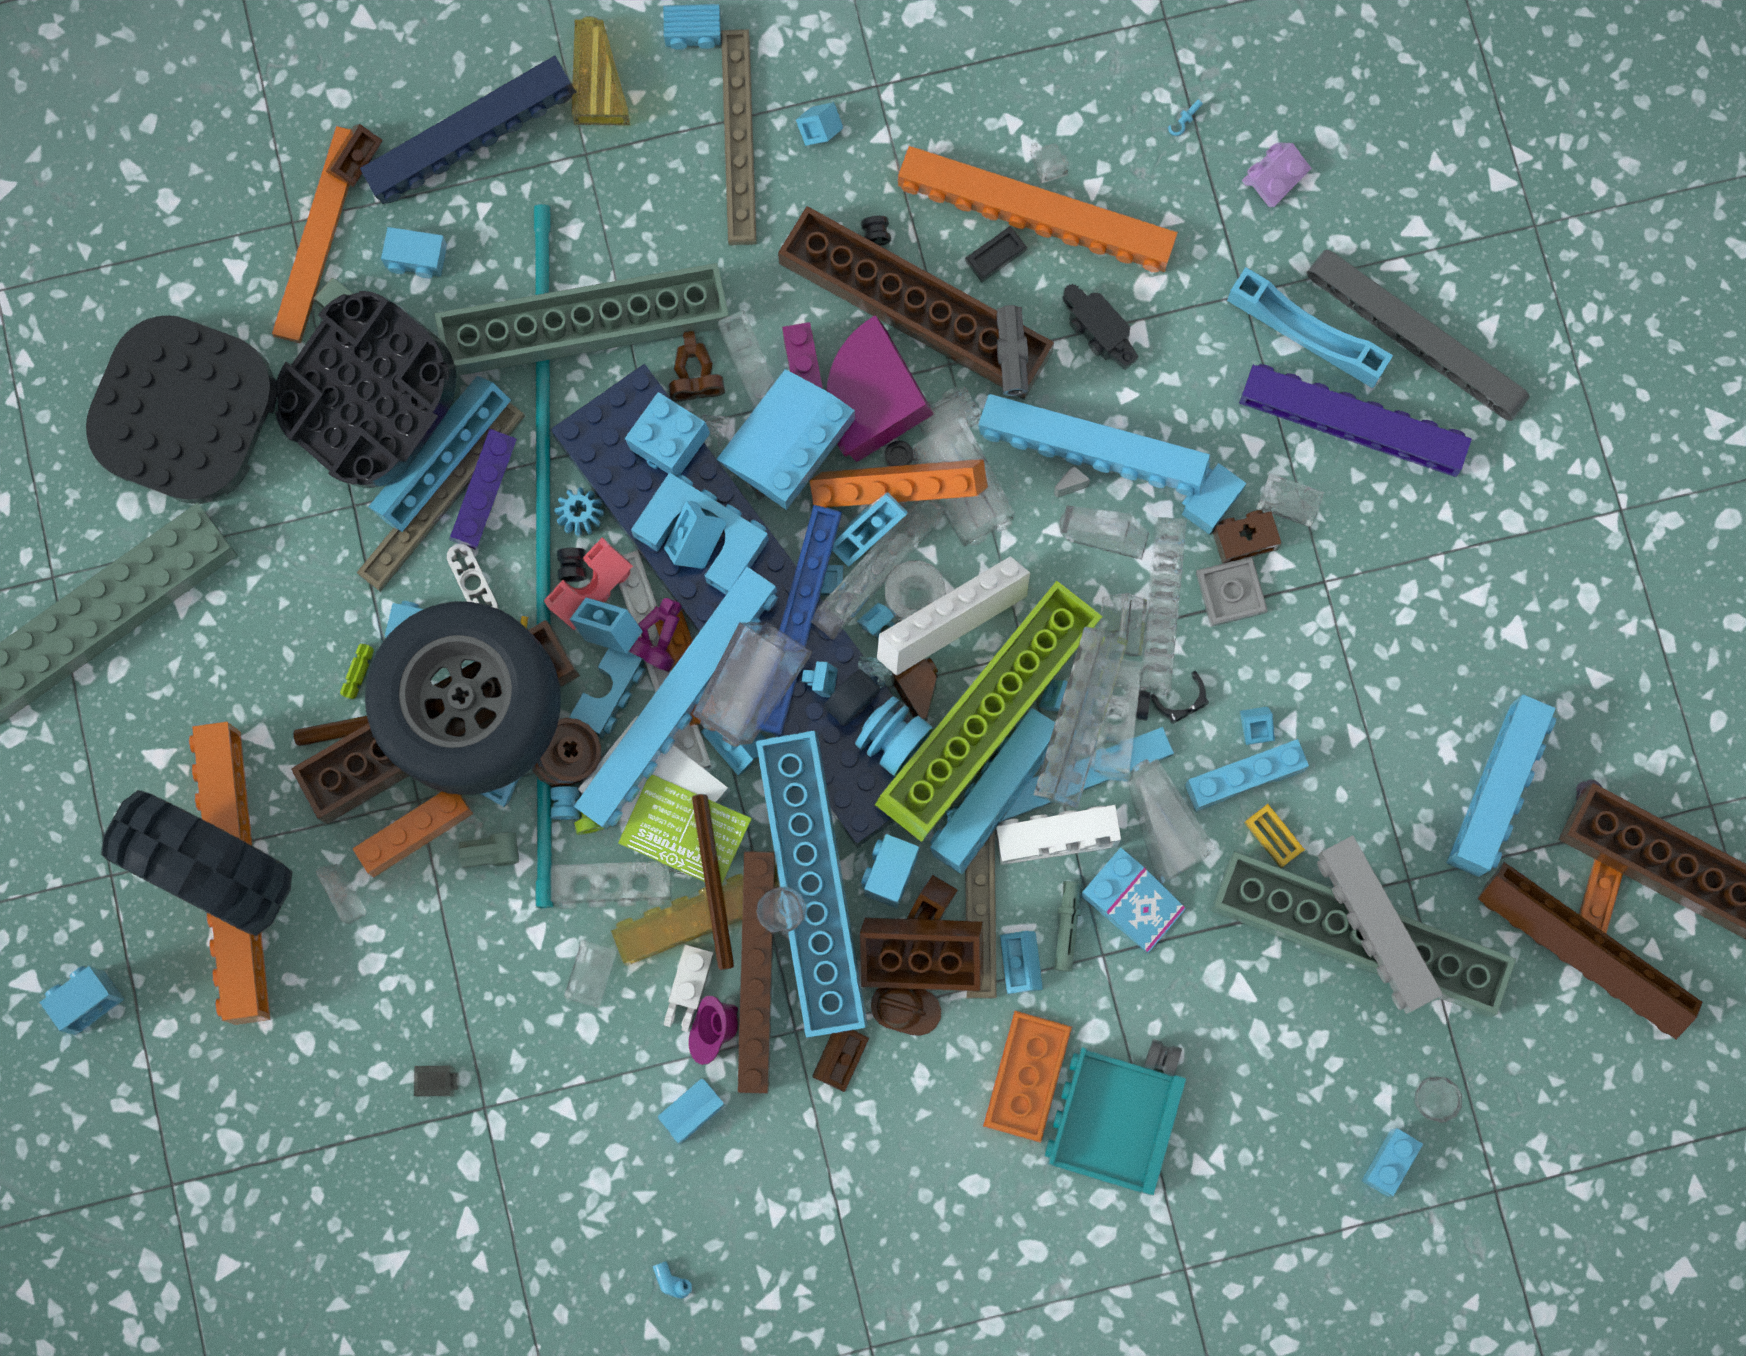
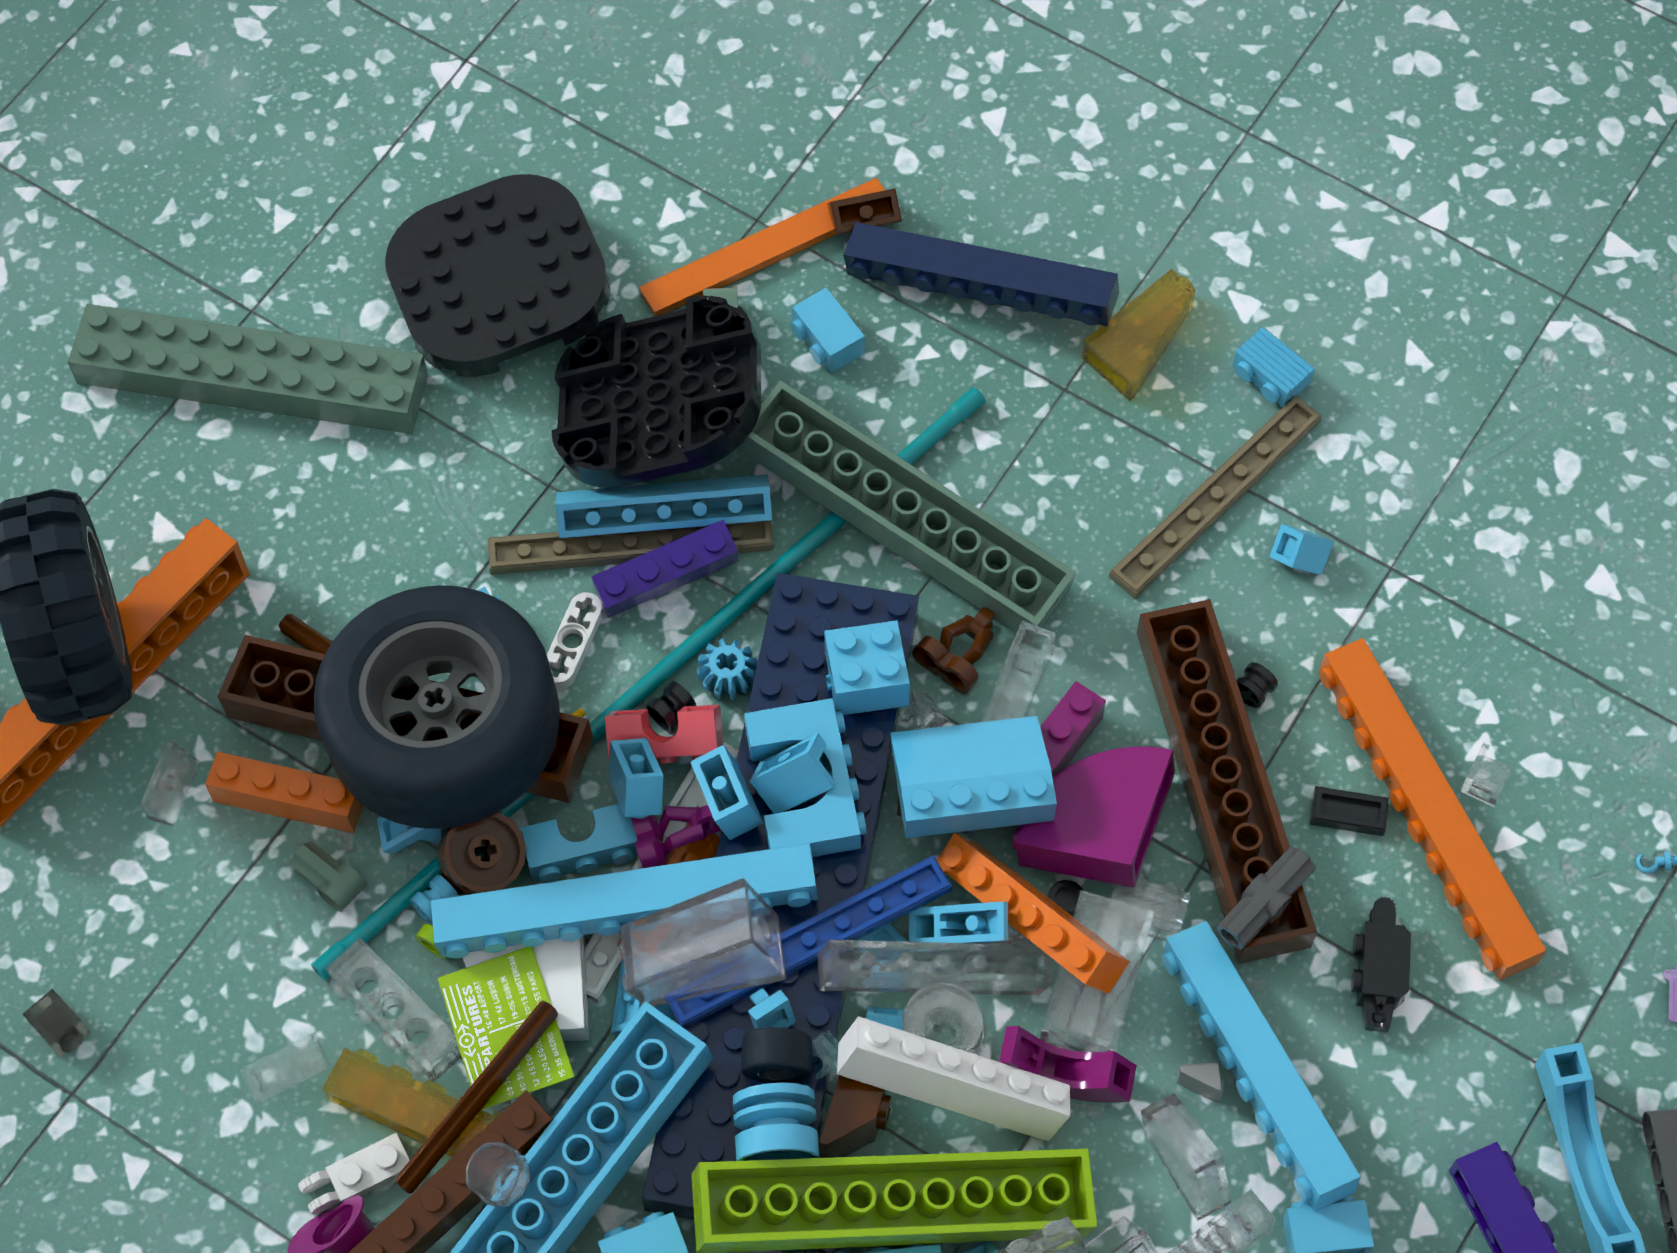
camera: 45 degrees right, 15 degrees down
(668, 583) = (726, 792): none -> medium azure brick
(1009, 541) = (1090, 1074): none -> magenta arch

